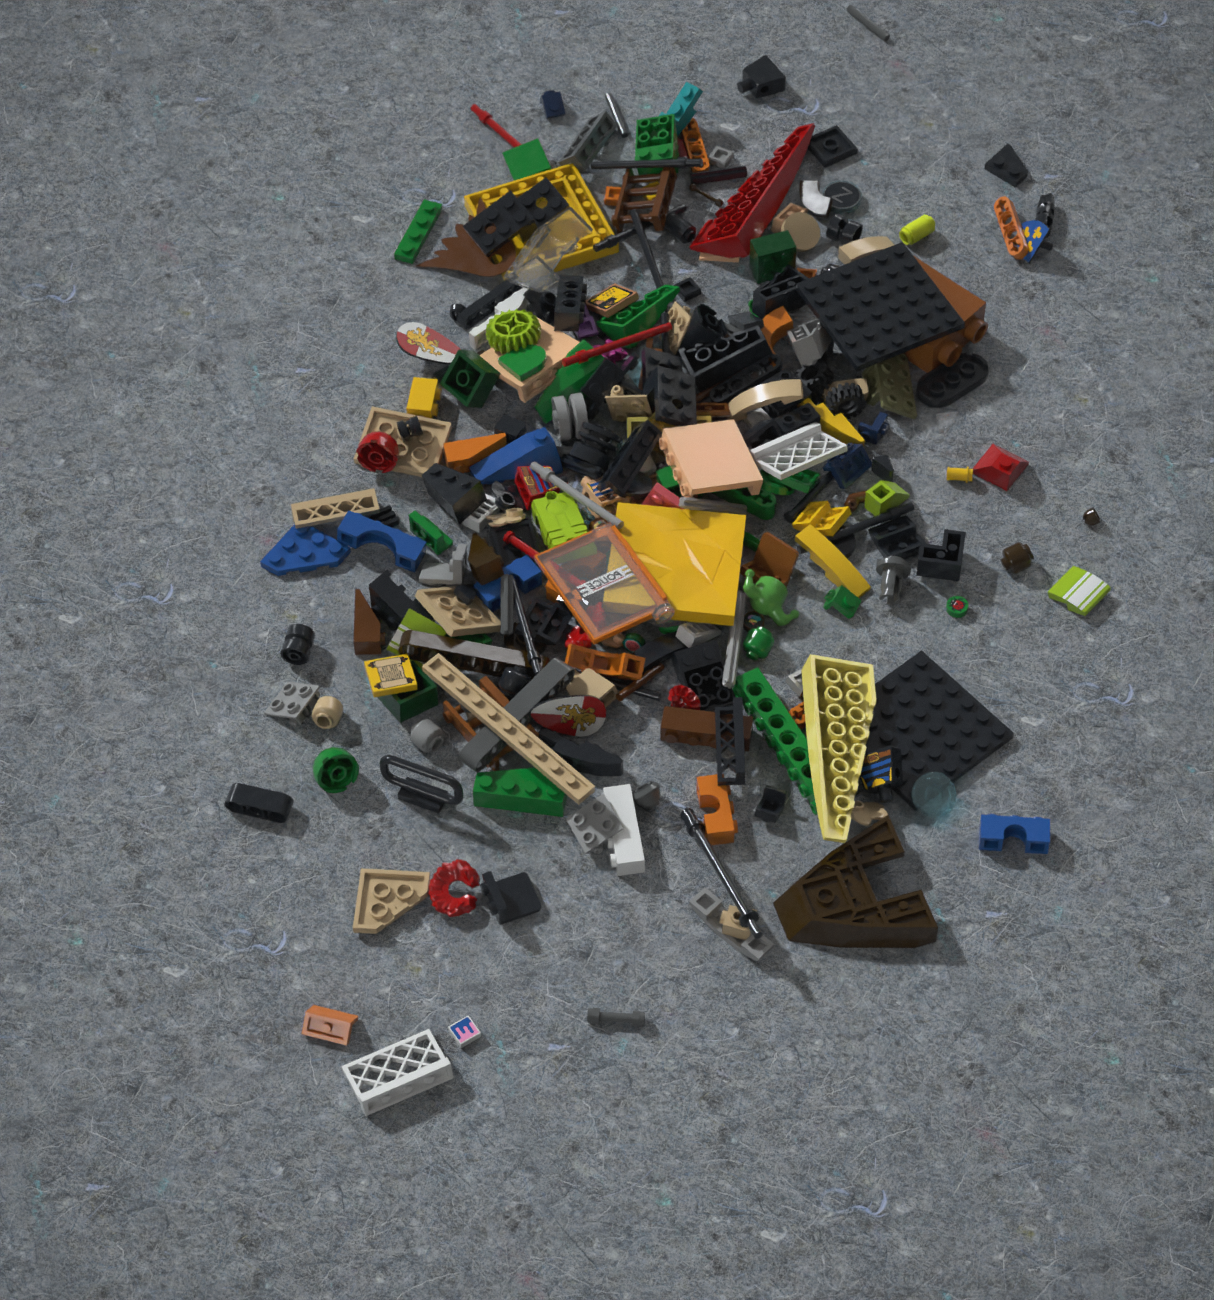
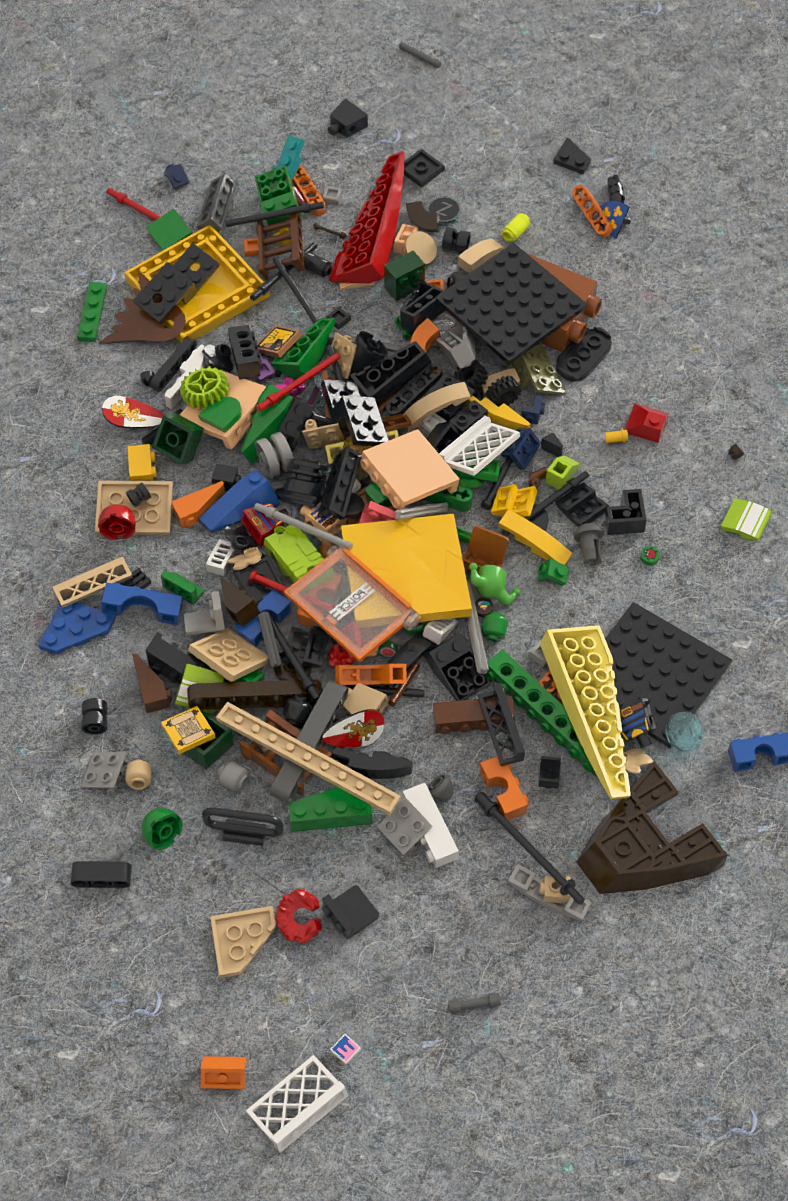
camera: 15 degrees left, 5 degrees up
(454, 491) = (193, 543): black wedge -> none
(465, 593) = (231, 637): black tile -> none
(544, 250) = (209, 307): clear windscreen -> none
(616, 115) = (233, 175): black bar -> none
(688, 696) = (453, 691): red gear -> none
(718, 175) = (335, 211): black axle -> none
(745, 320) = (399, 337): black tile -> none
(1017, 557) = (687, 501): dark brown head -> none

